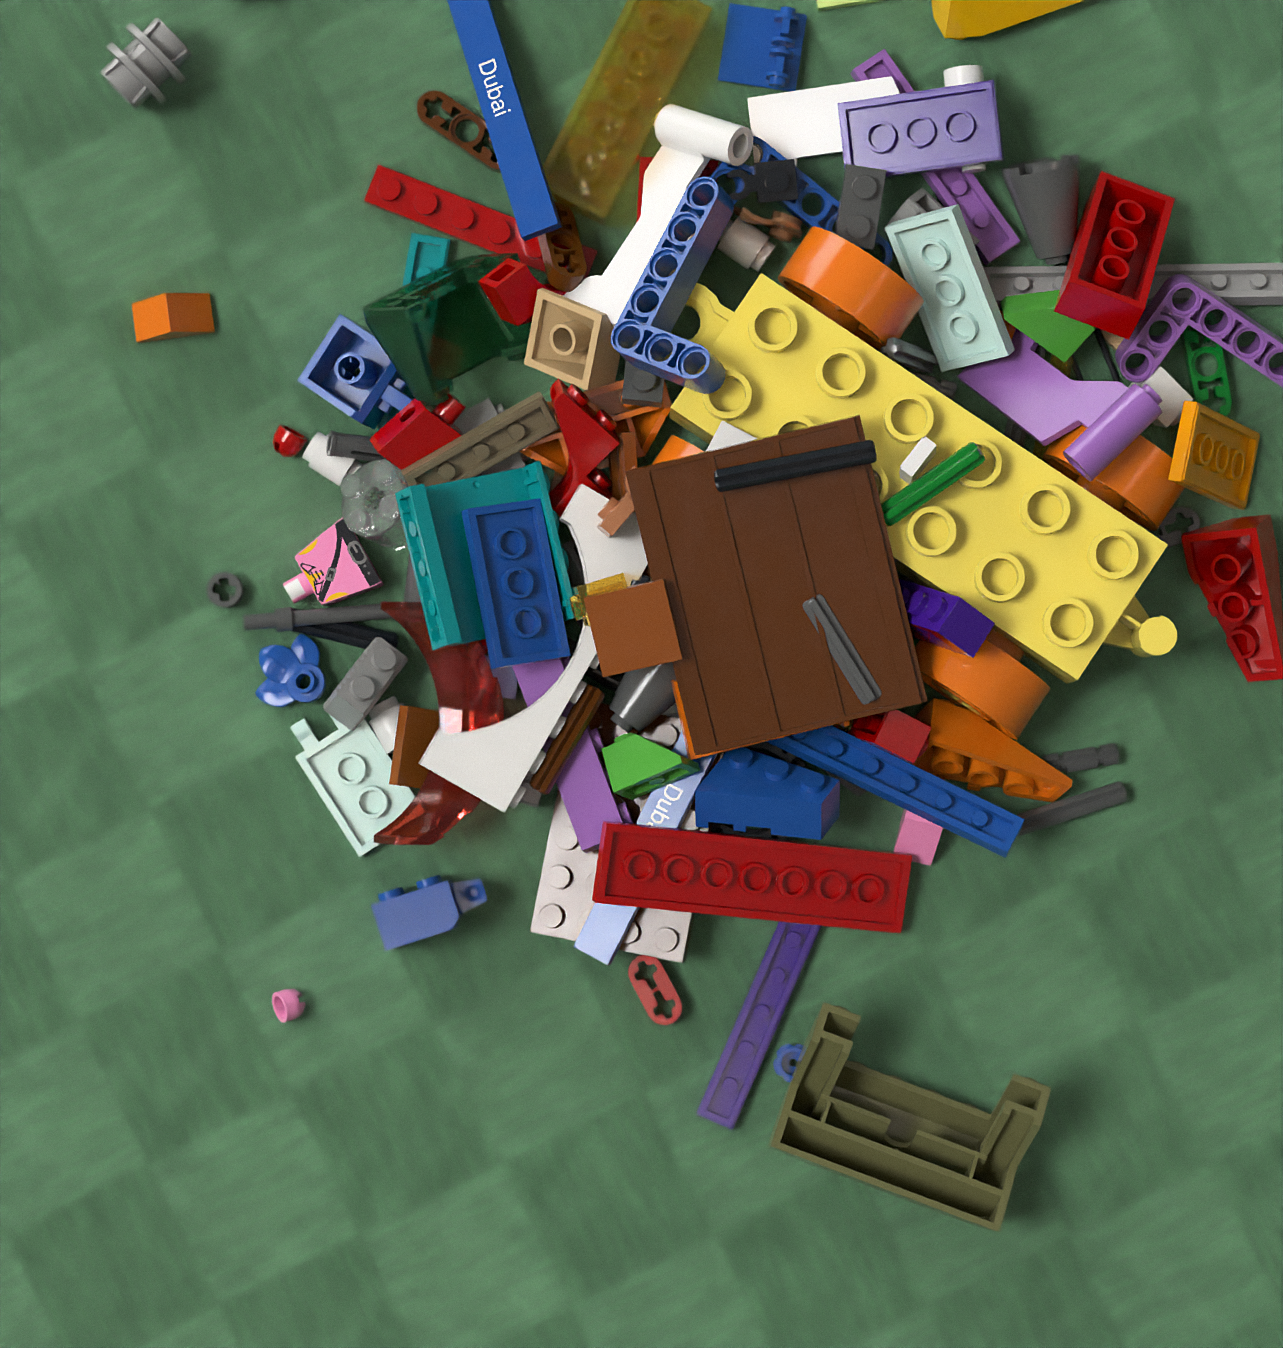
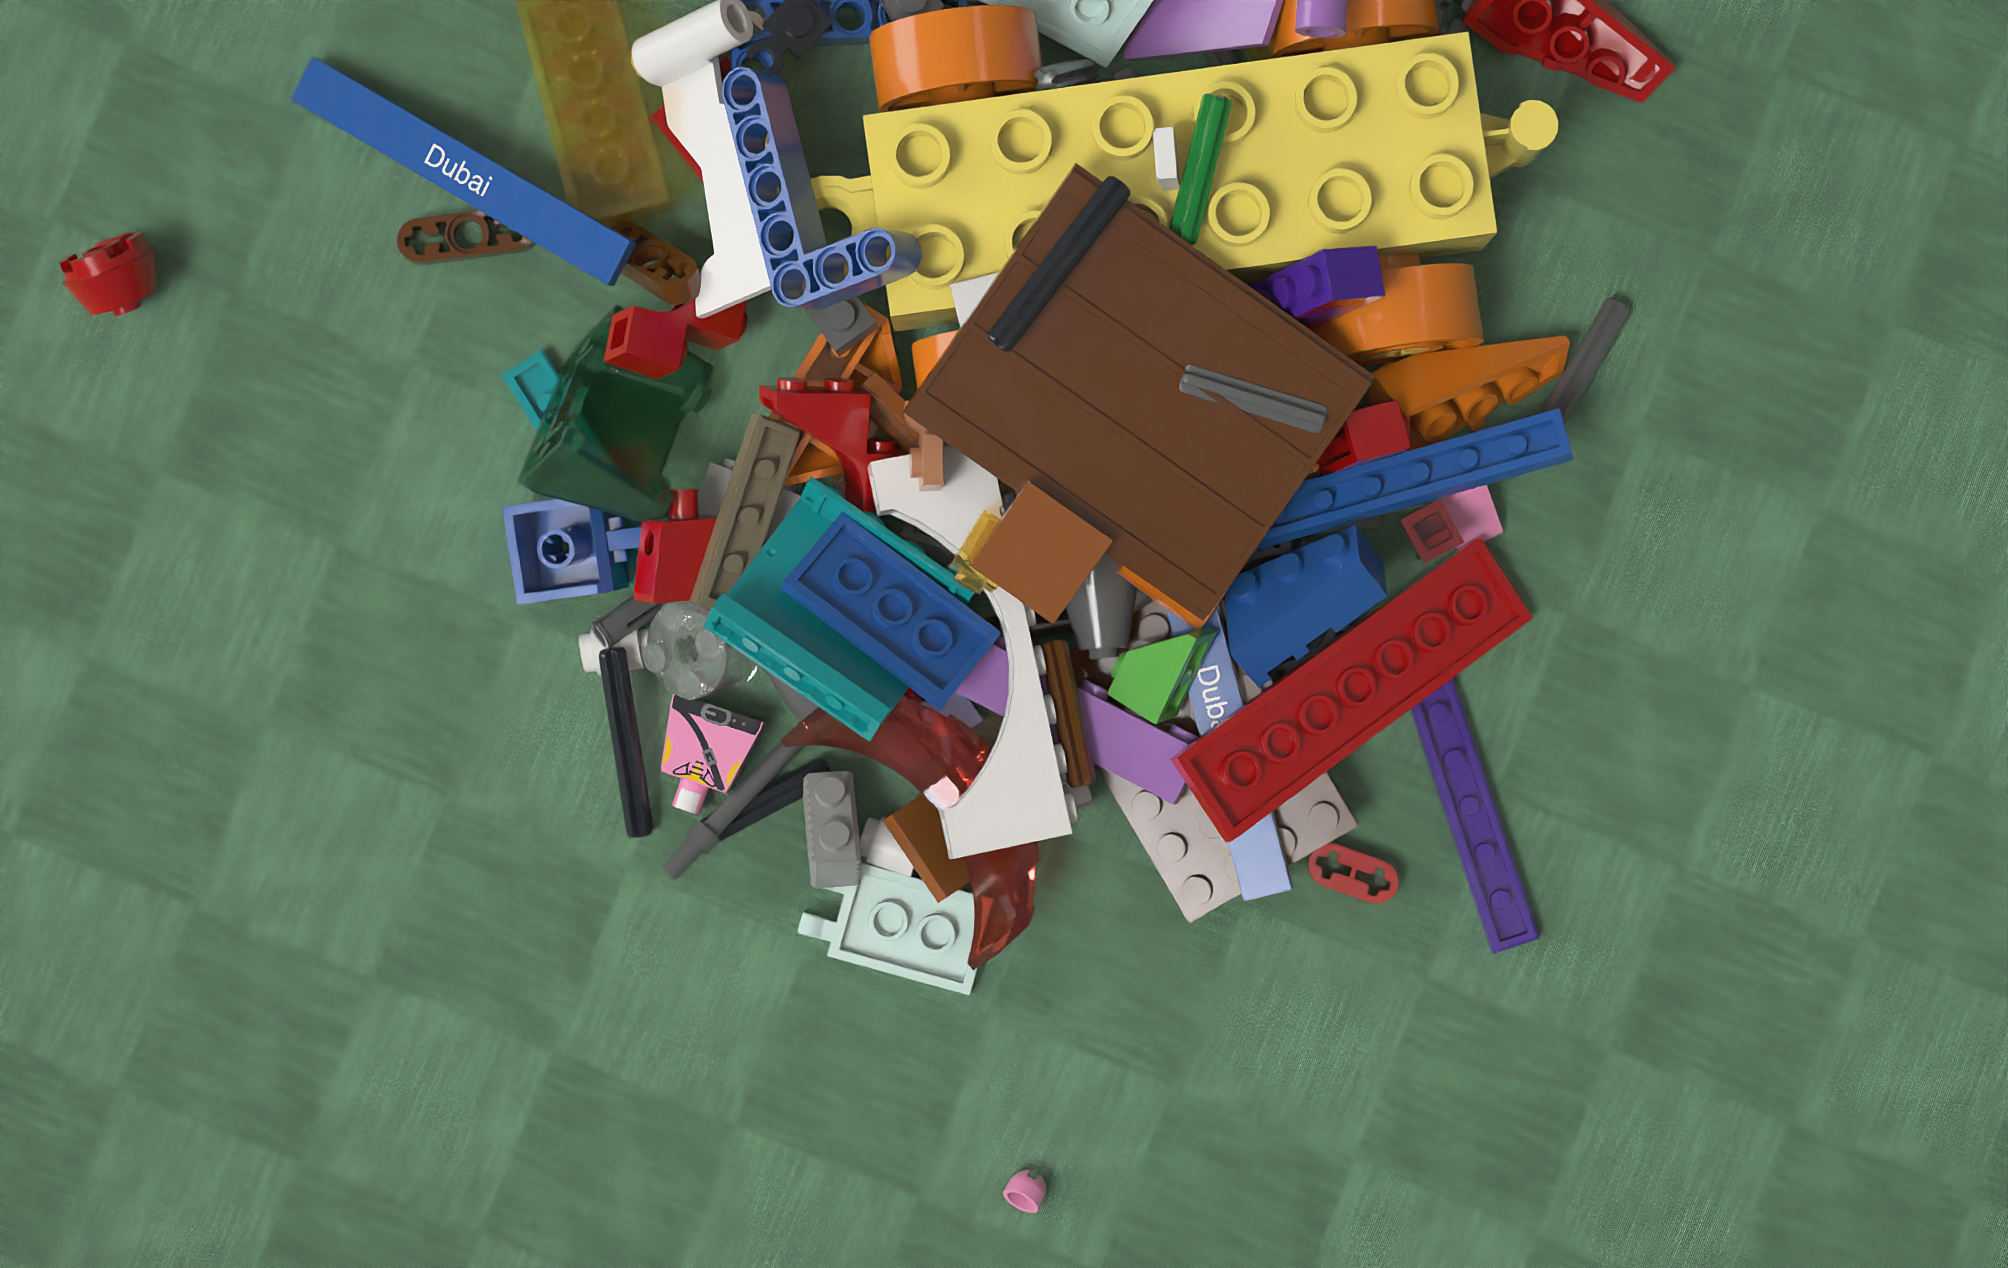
camera: 35 degrees left, 0 degrees up
(146, 63) = (112, 435): light grey piece -> none
(173, 316) = (348, 649): orange slope -> none
(216, 598) = (623, 874): dark grey bush -> none
(285, 671) = (747, 883): blue plate -> none
(288, 441) = (559, 669): red hinge -> none
(288, 521) = (626, 742): none -> black axle
(425, 912) = (1077, 991): hinge -> none
(457, 217) = (529, 323): red plate -> none
(571, 342) = (741, 339): tan slope -> none
(745, 244) = (822, 109): white brick -> none
(781, 225) = (838, 63): medium nougat plate -> none
(784, 1055) = (1552, 821): blue plate -> none
(883, 825) = (1430, 532): none -> dark red leg
(901, 1134) = (1705, 801): olive wedge -> none
(1084, 758) = (1556, 306): dark grey axle -> none

